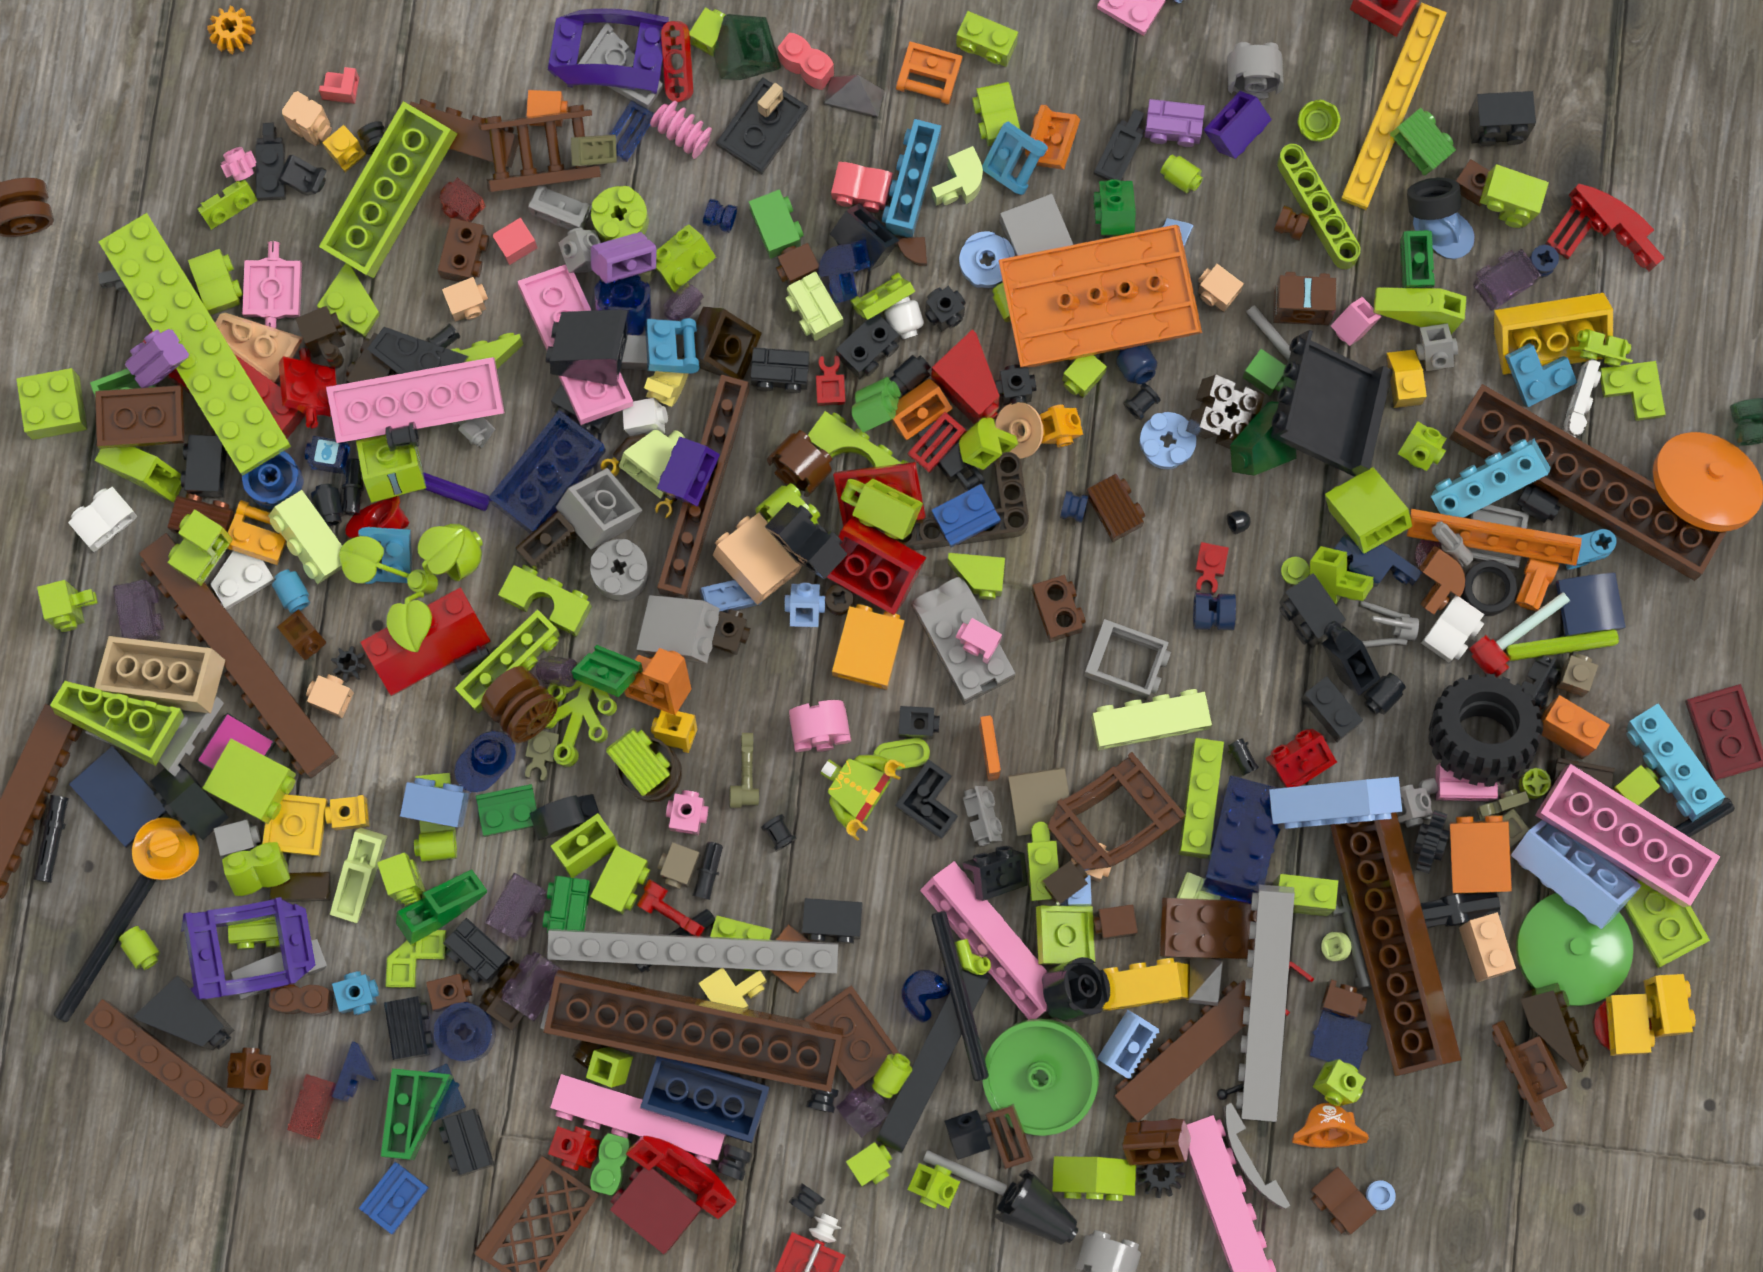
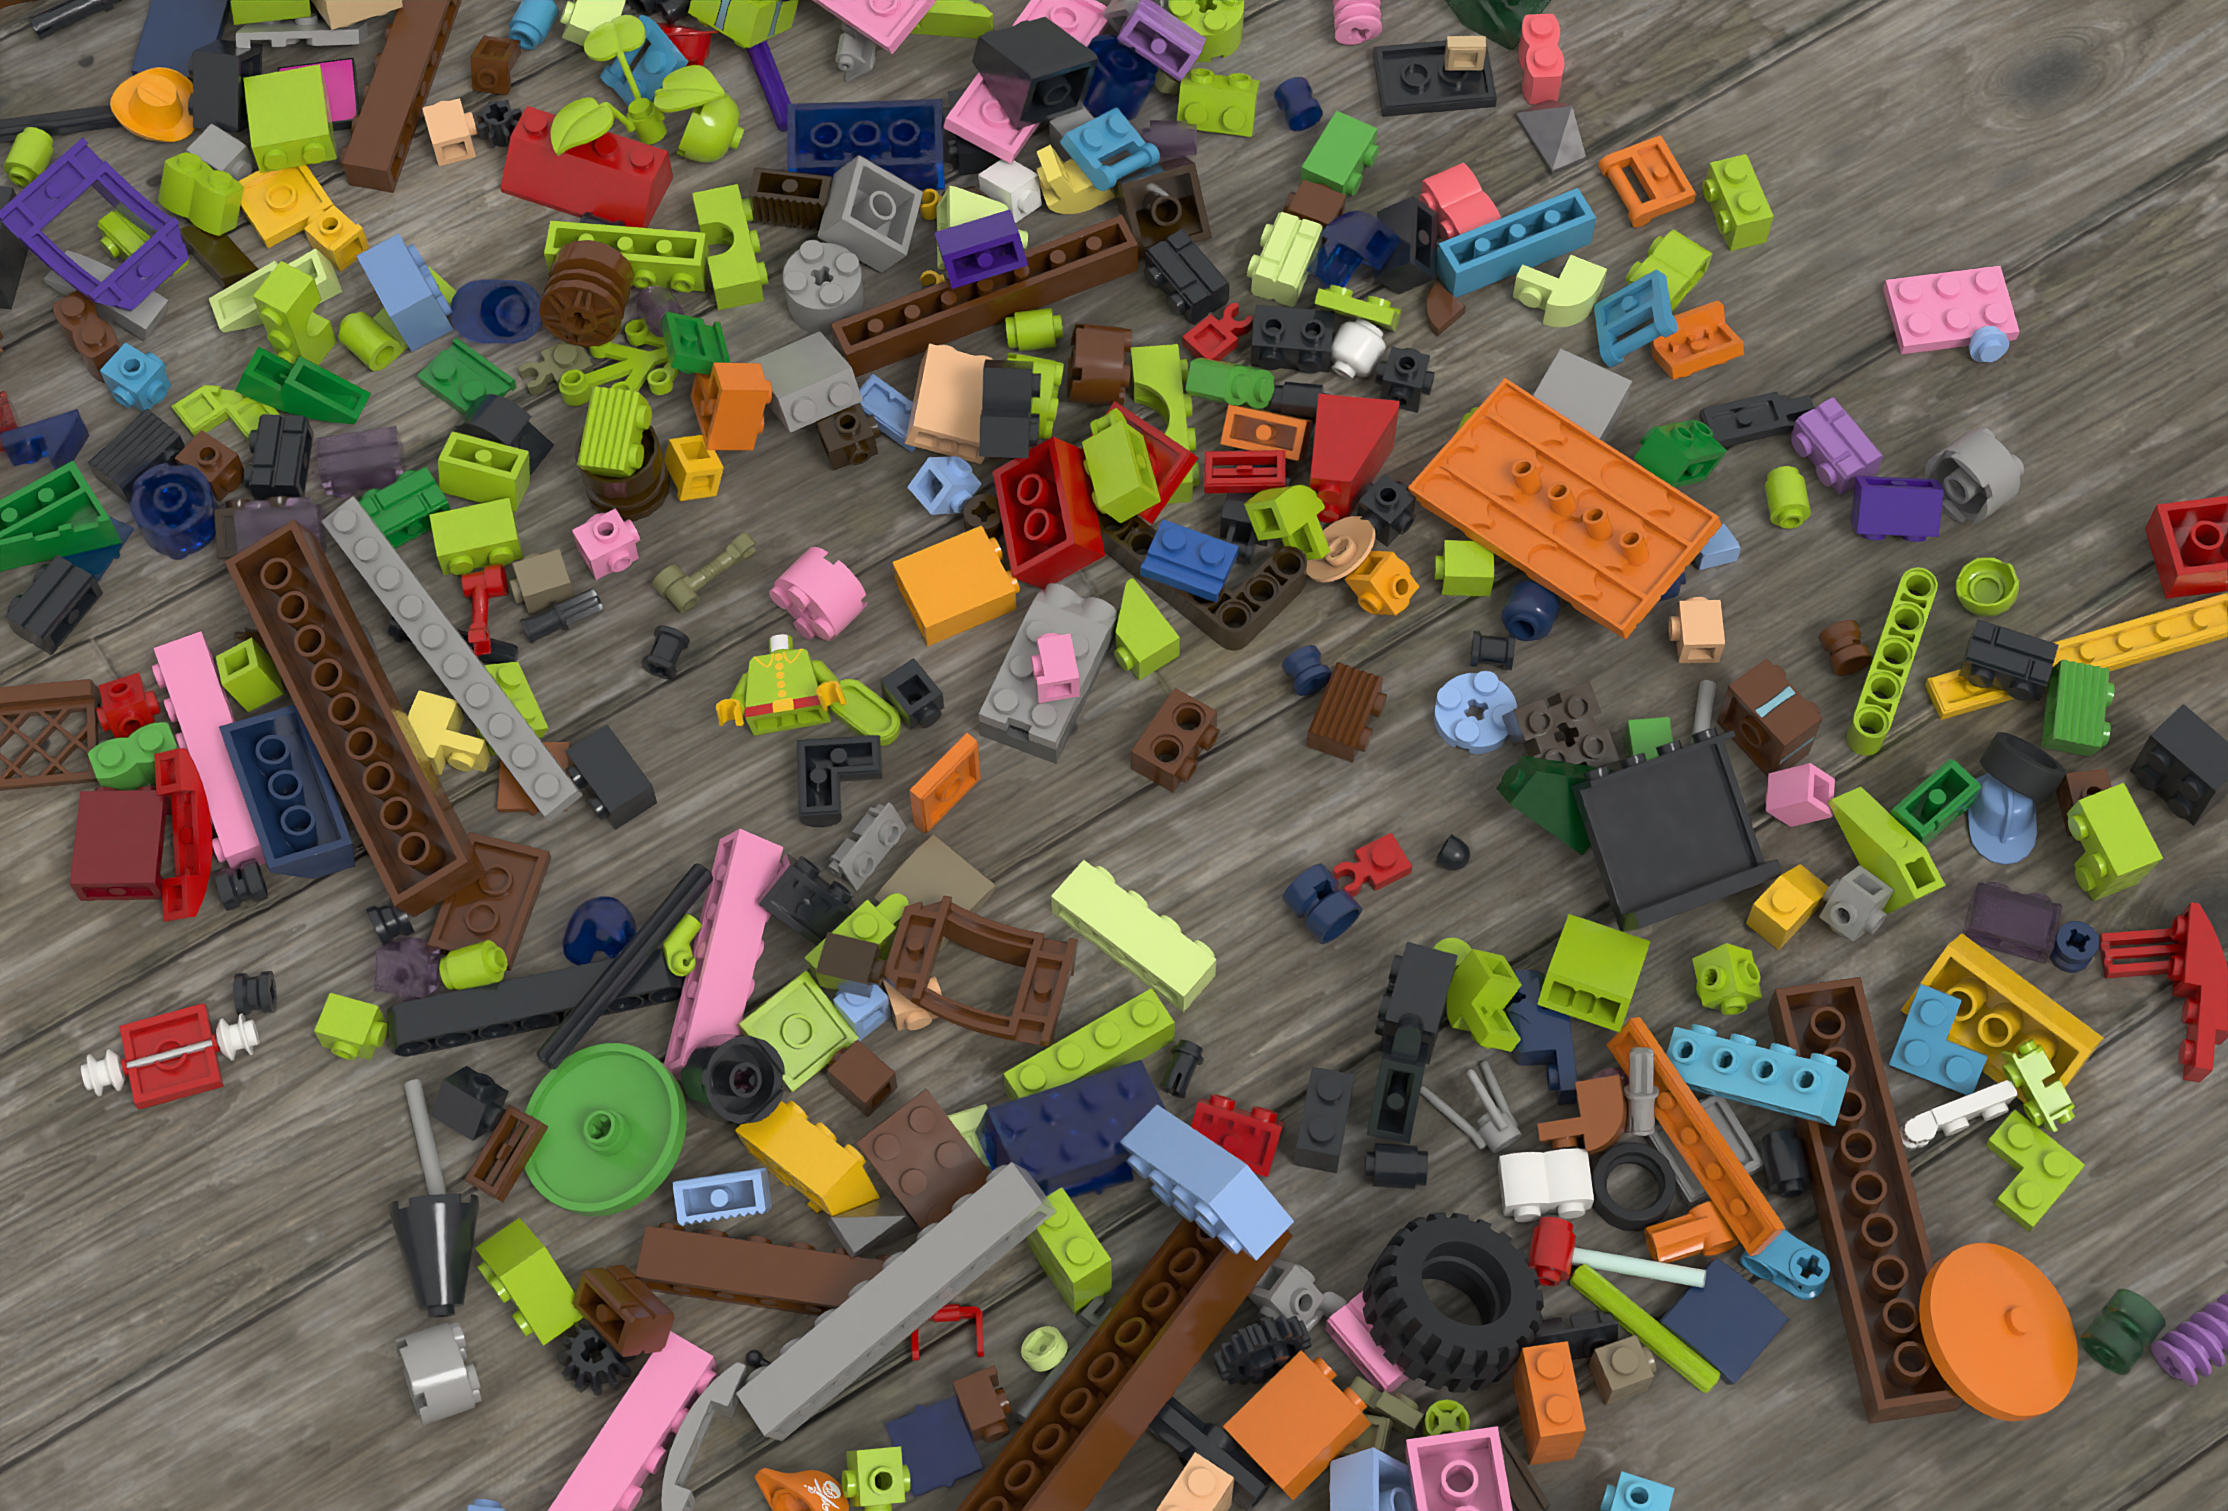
camera: 50 degrees right, 15 degrees down
(742, 477) = (1034, 329): none -> lime brick
(934, 1185) = (378, 1112): lime brick -> none
(972, 253) = (1493, 364): light blue plate -> none
(1110, 628) = (1171, 818): light grey window -> none
(1371, 151) = (2008, 661): none -> black brick

